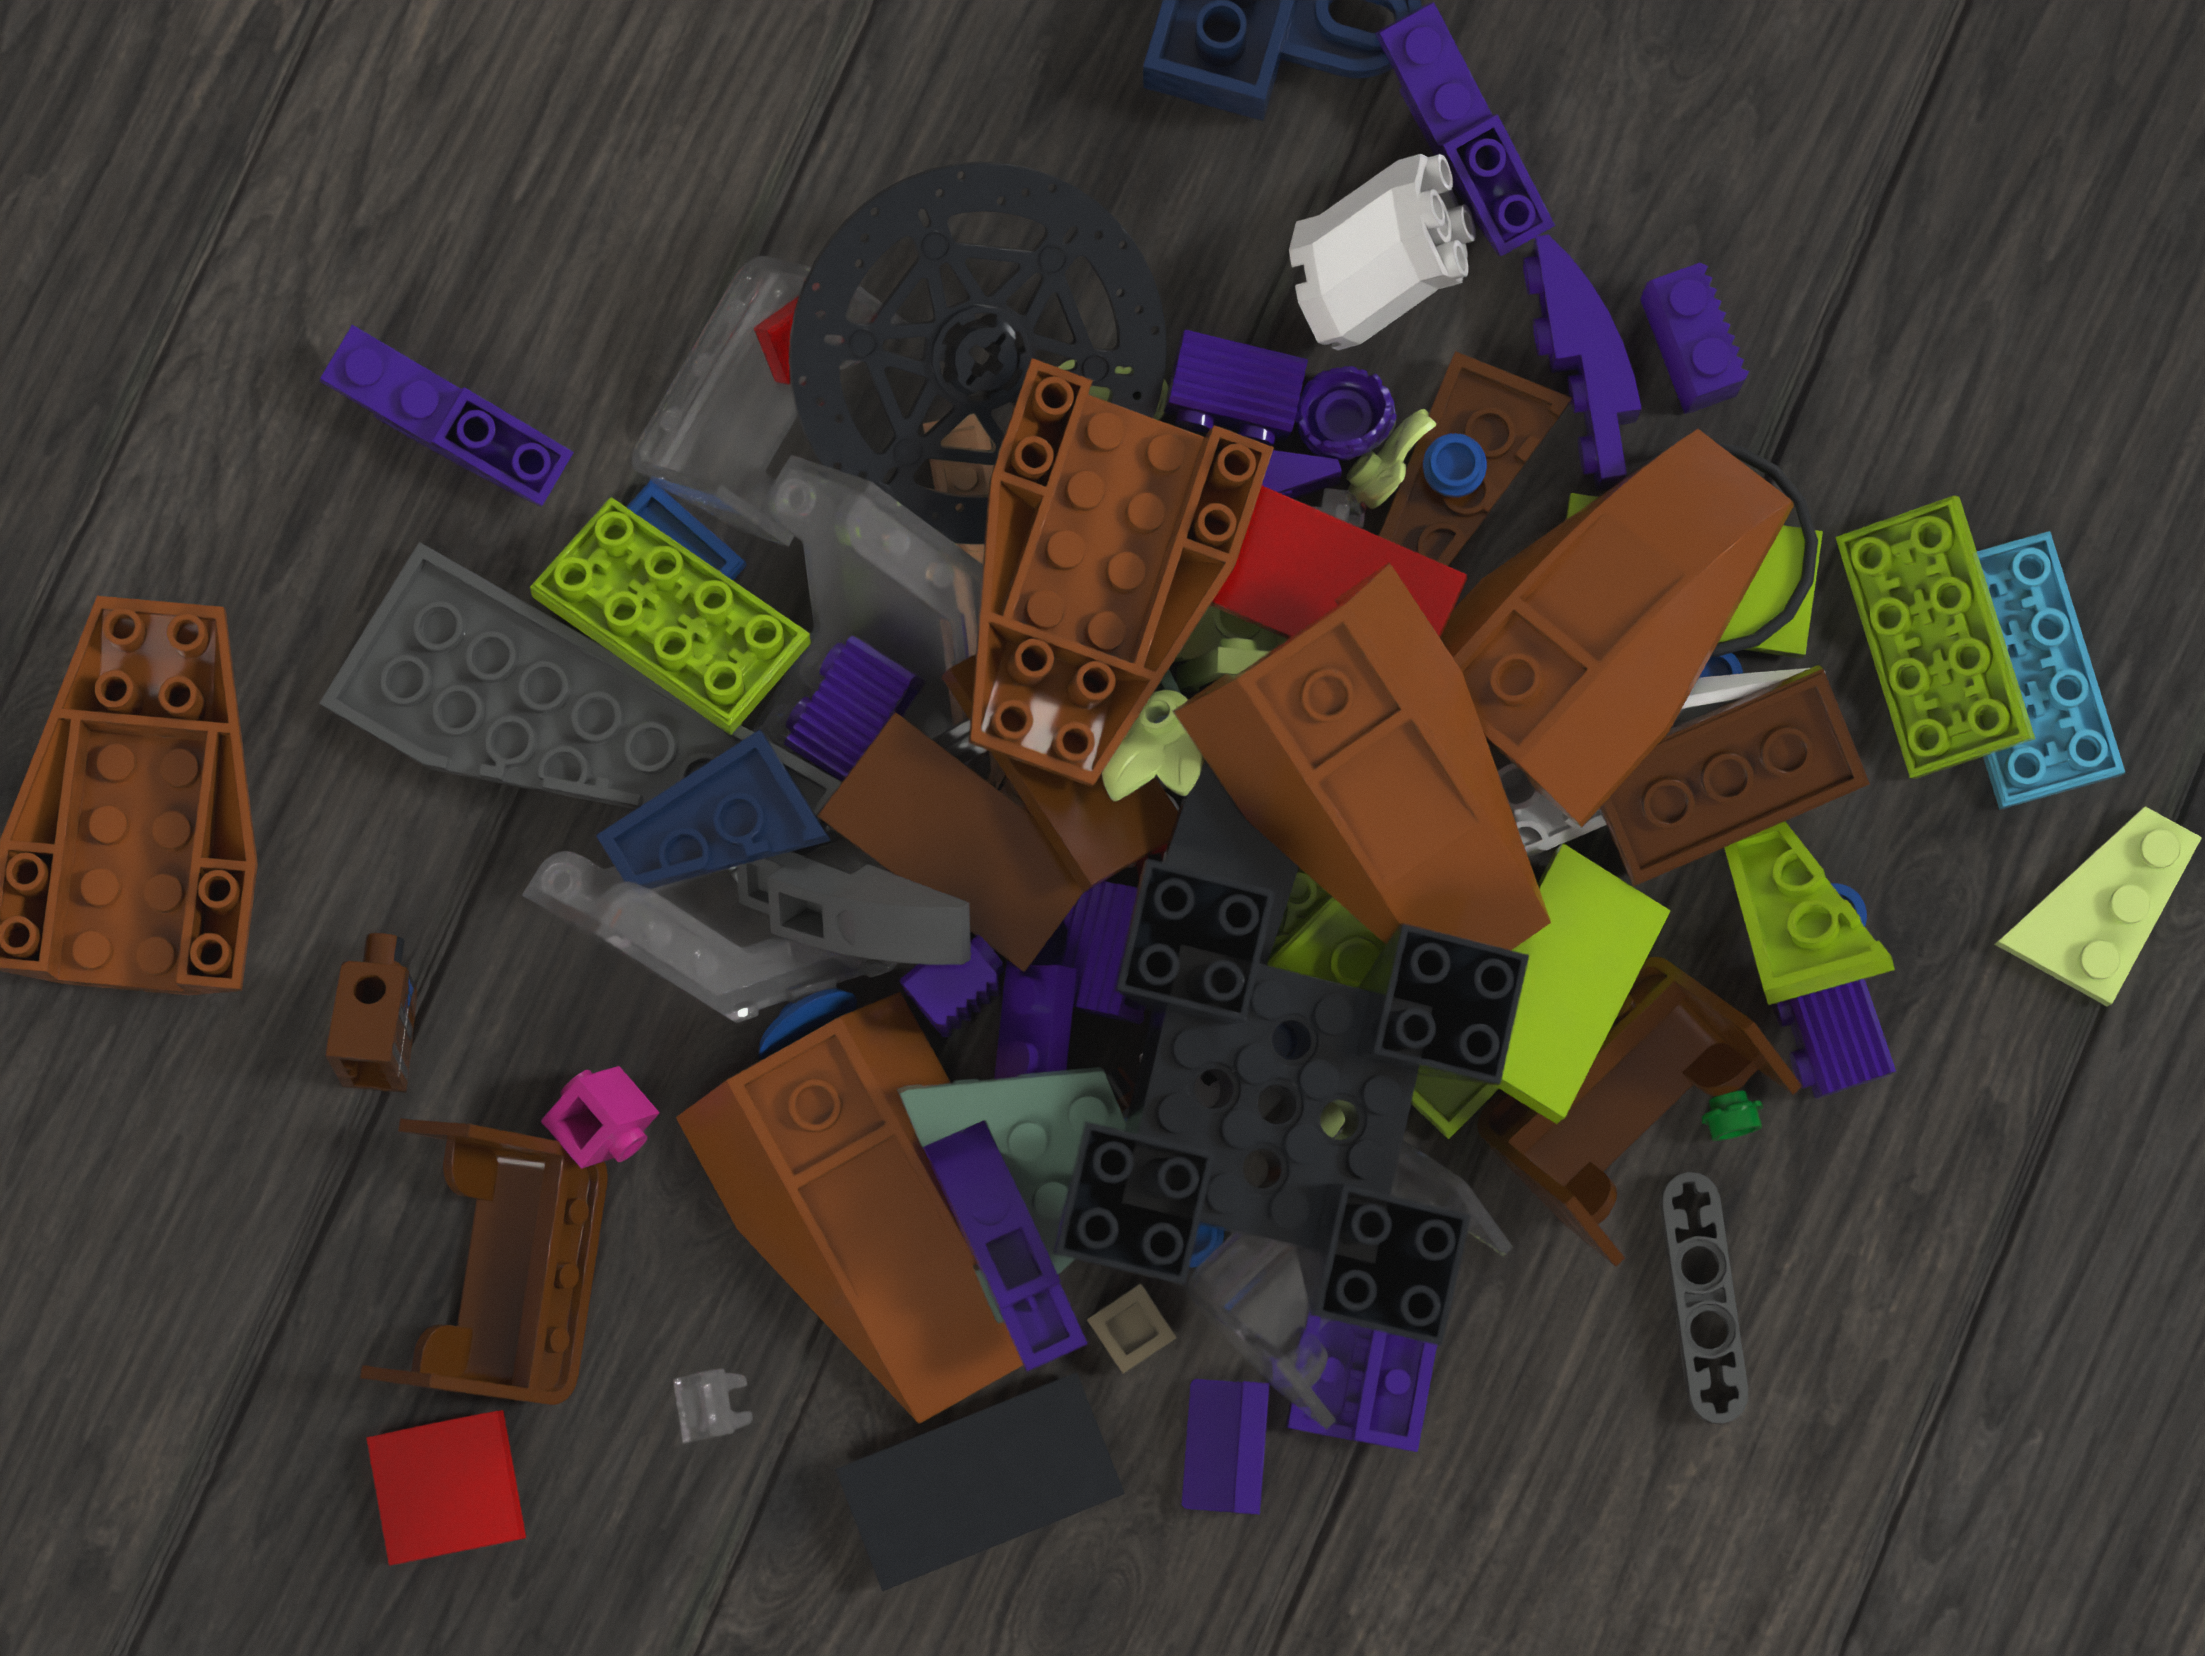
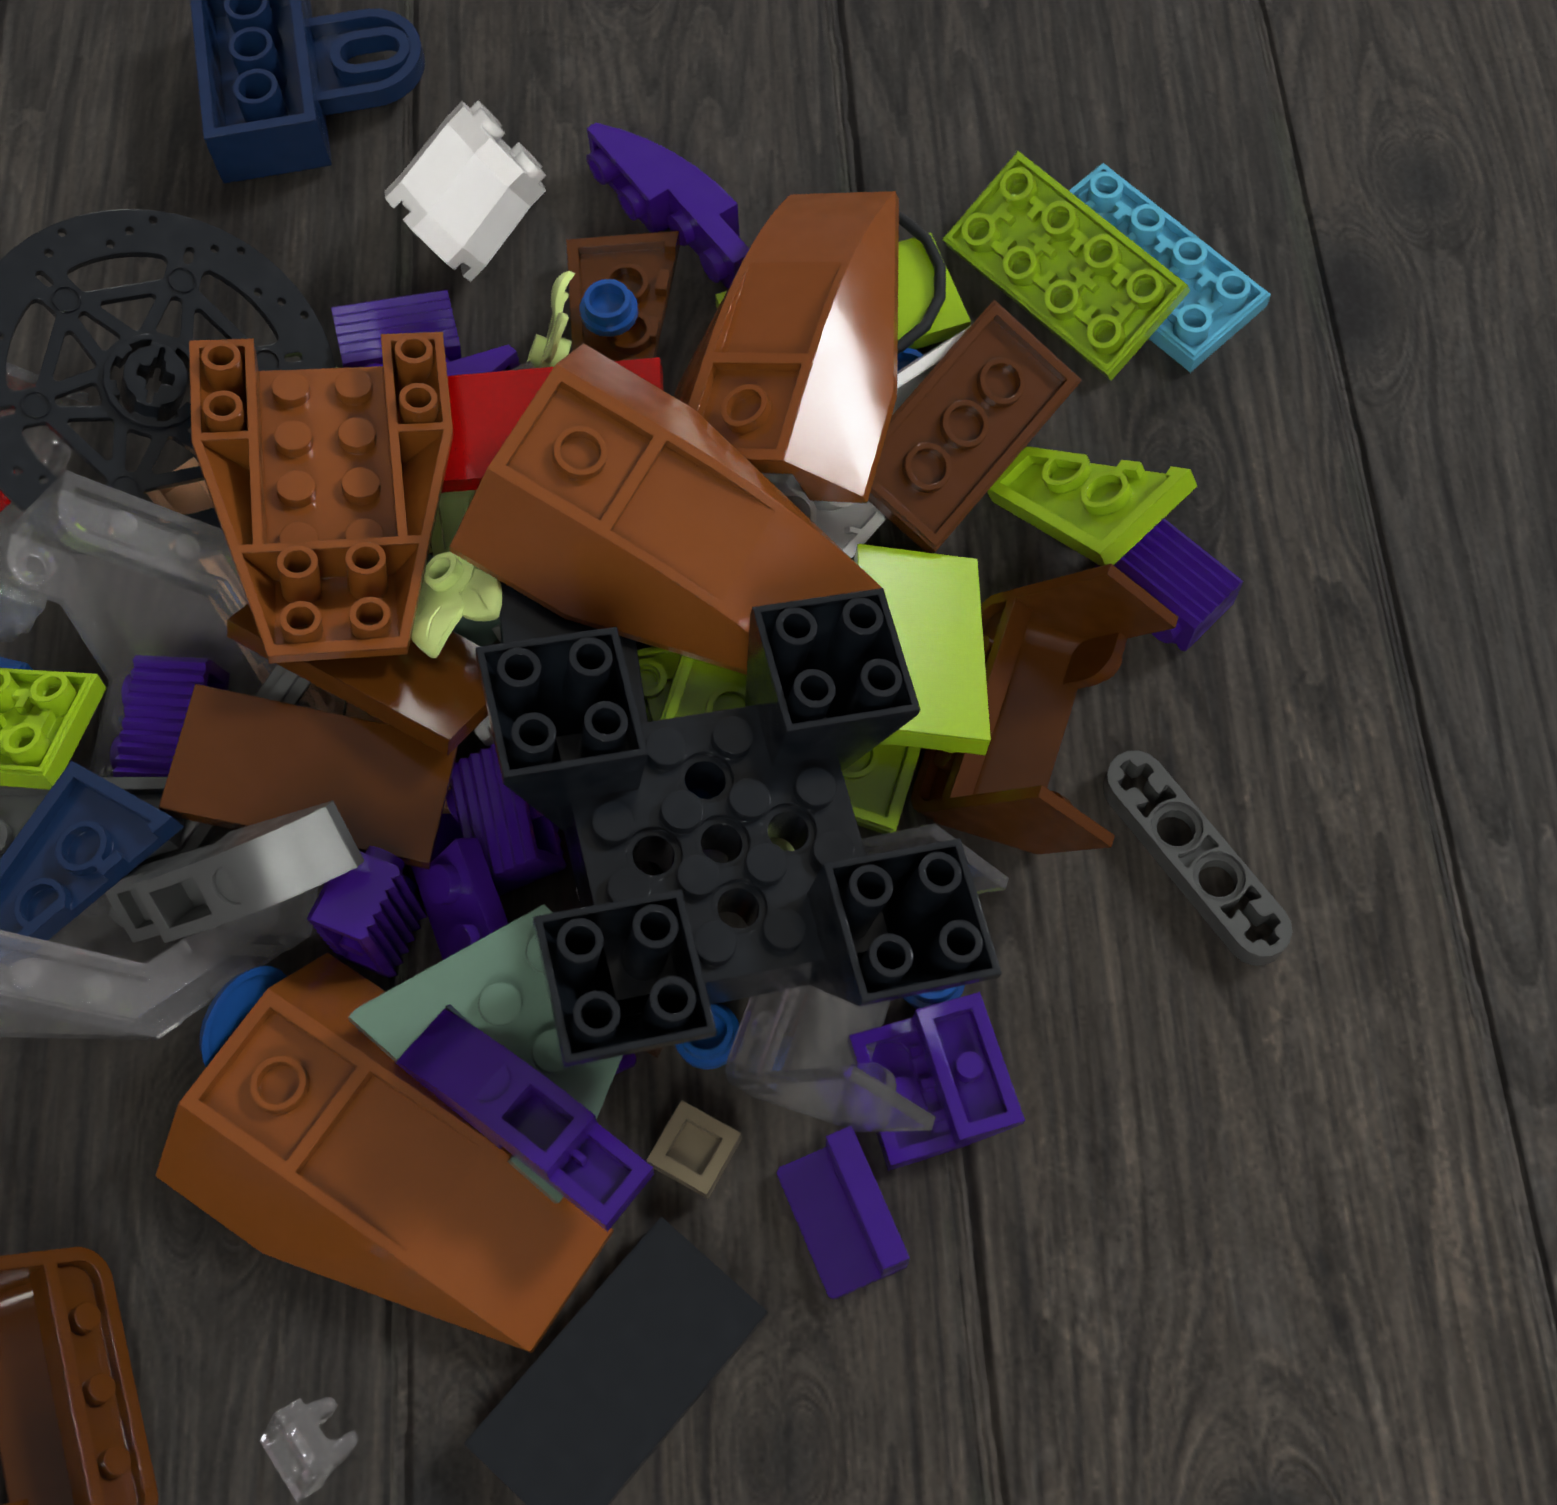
camera: 30 degrees left, 15 degrees down
(600, 1117) = (70, 1209): dark pink brick -> none
(1345, 413) = (501, 318): dark purple hair -> none
(1463, 129) = (460, 72): dark purple slope -> none
(1693, 337) = (750, 148): dark purple brick -> none
(1732, 1116) = (1127, 693): green plate -> none
(2106, 908) = (1322, 399): yellowish green wing -> none

